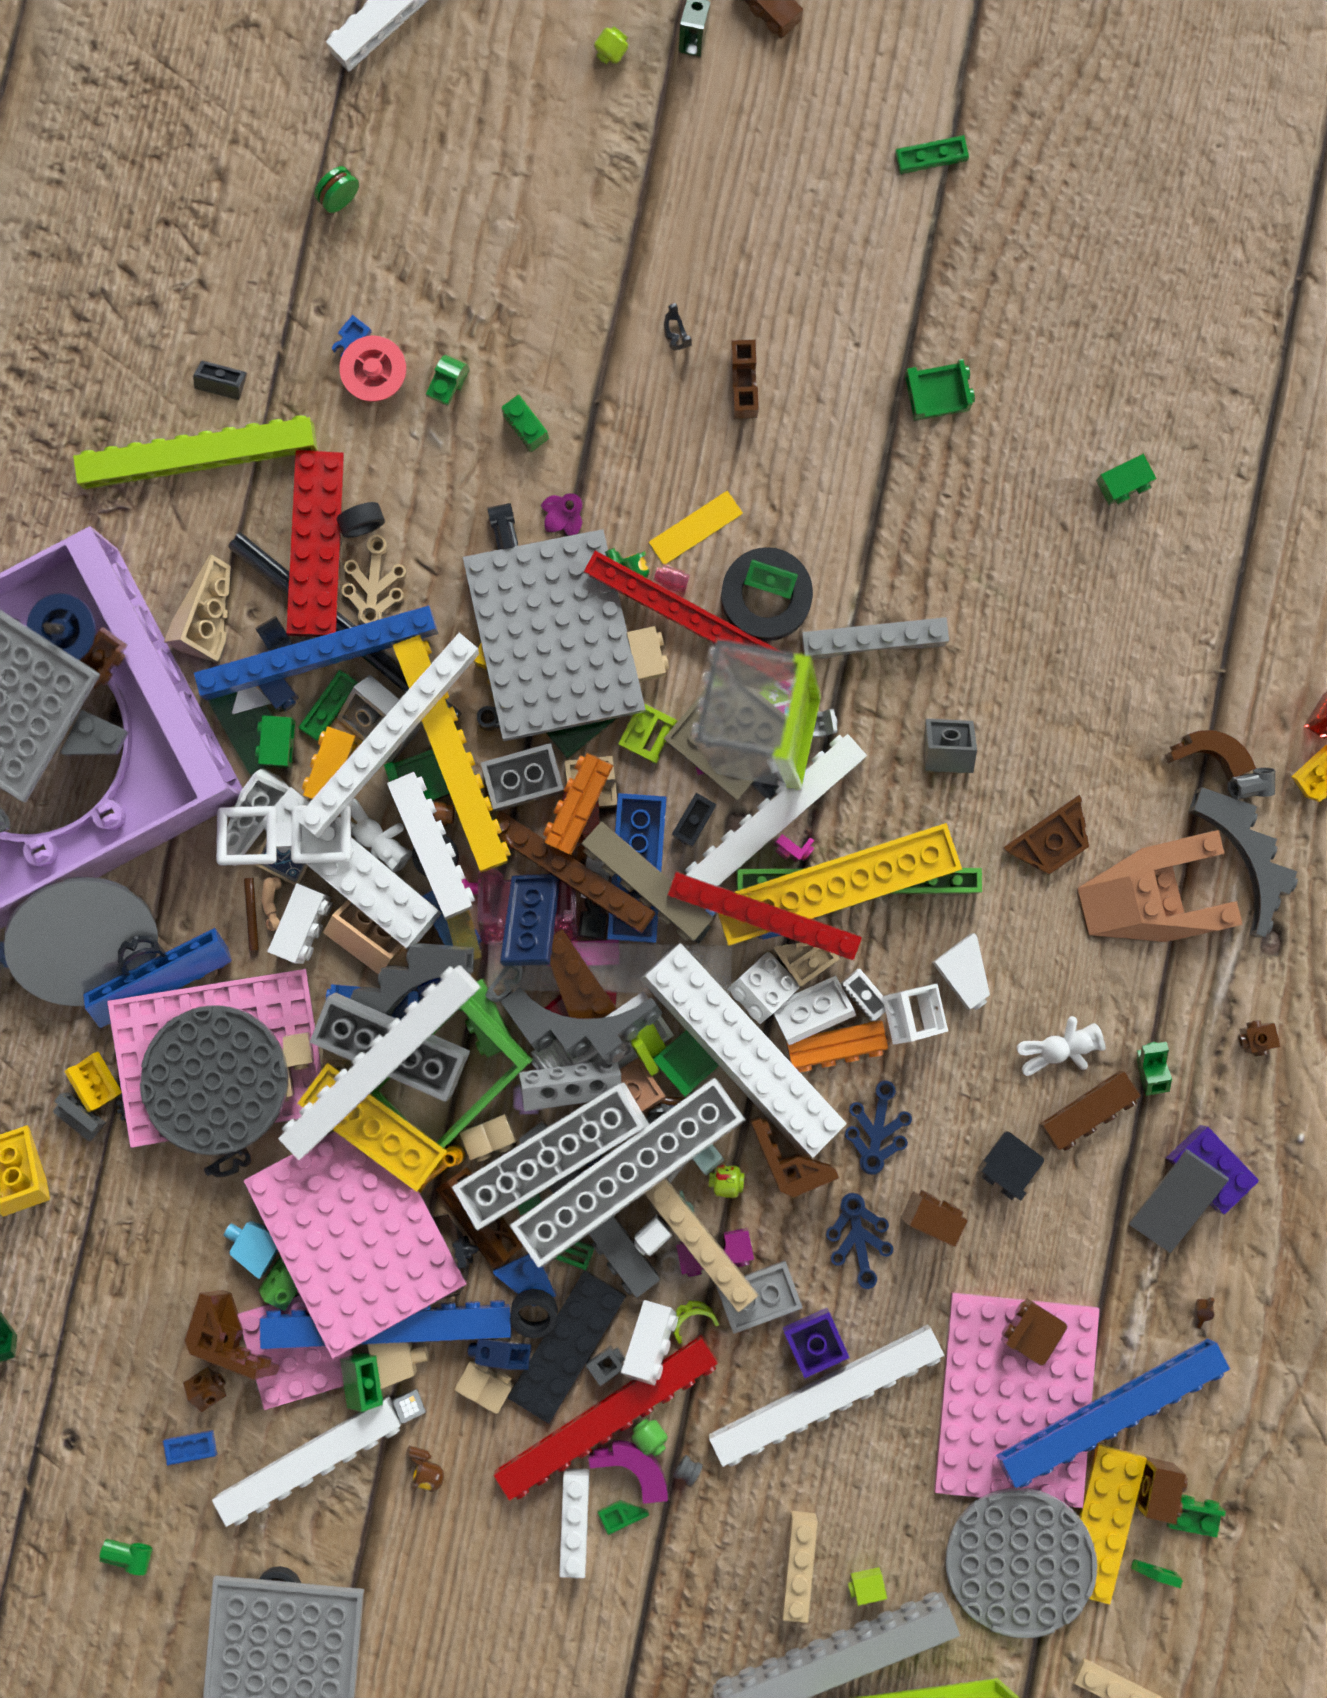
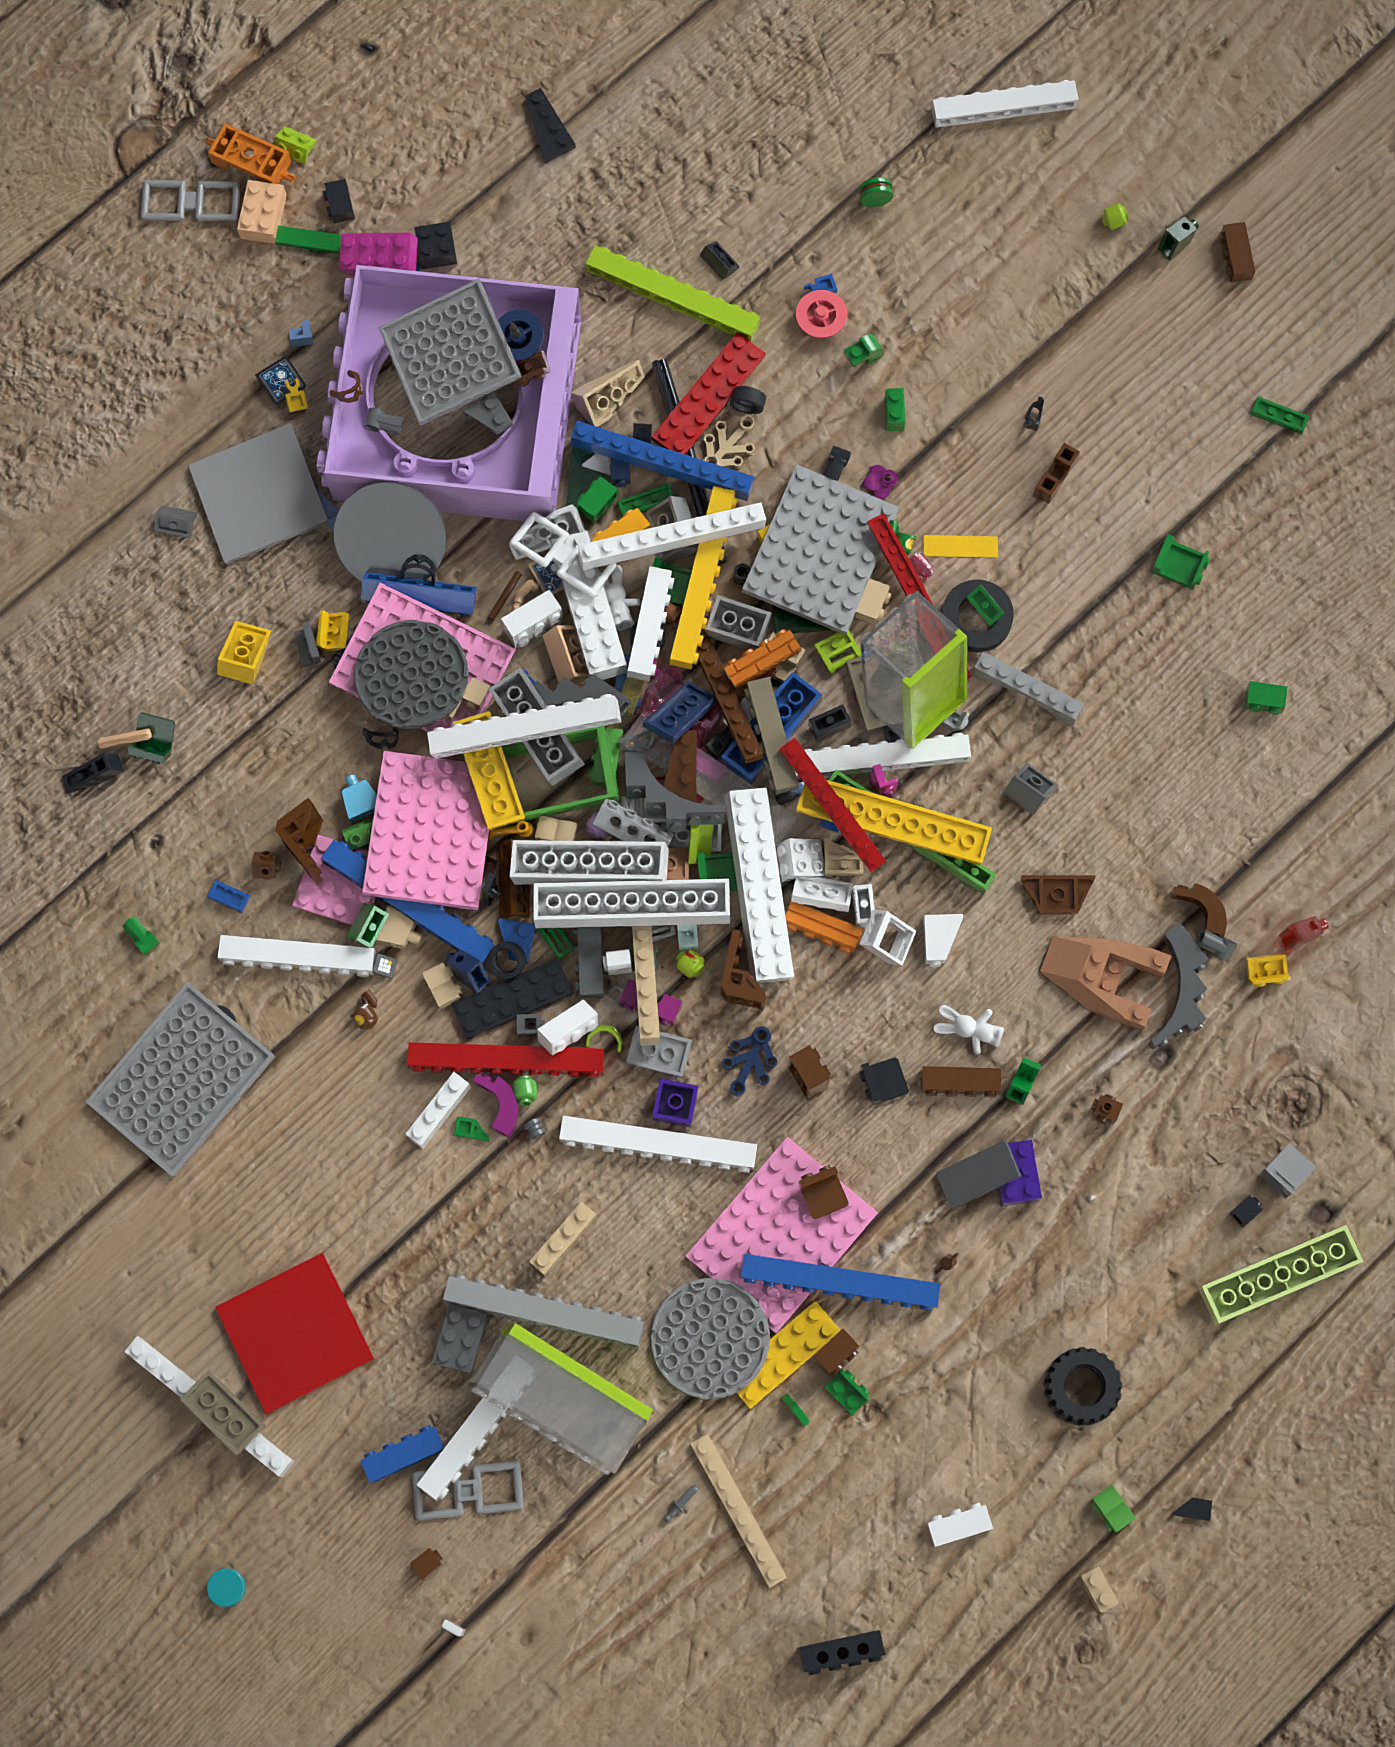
camera: 35 degrees right, 10 degrees down
(867, 1586) = (598, 1284): lime brick -> none
(877, 1131) = (811, 1000): dark blue plant -> none

